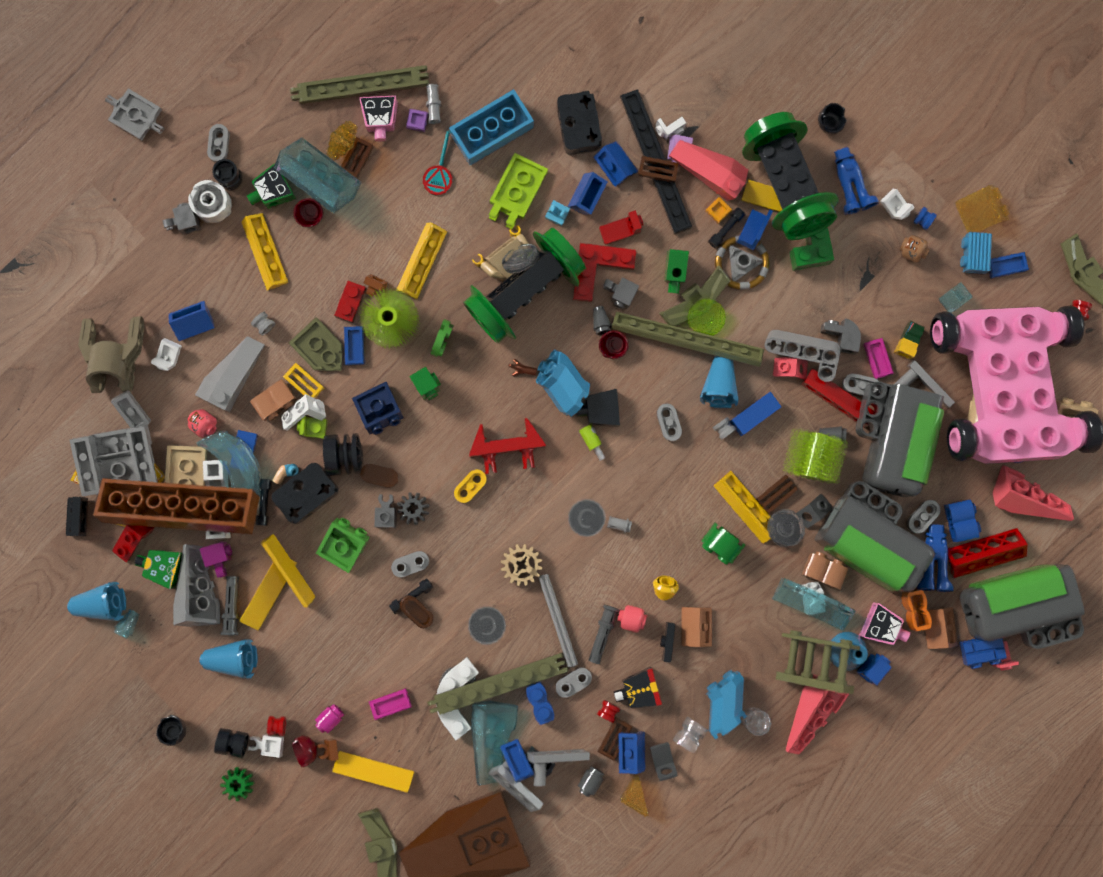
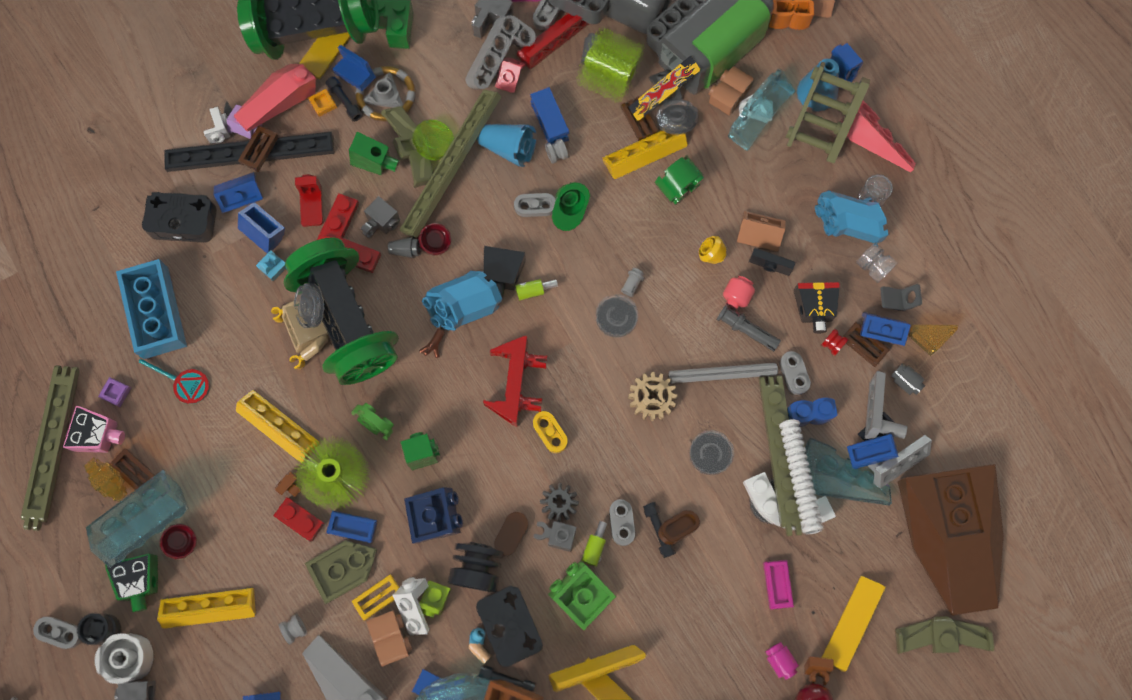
camera: 70 degrees left, 10 degrees down
(385, 546) = (595, 546): none -> lime piece
(433, 104) = (102, 368): light grey pin -> none
(476, 703) = (801, 477): none -> white piece
(517, 189) = (231, 301): lime tile -> none
(674, 453) = (570, 206): none -> green piece
(803, 510) = (664, 88): none -> sticker
(883, 626) = (799, 49): torso -> none

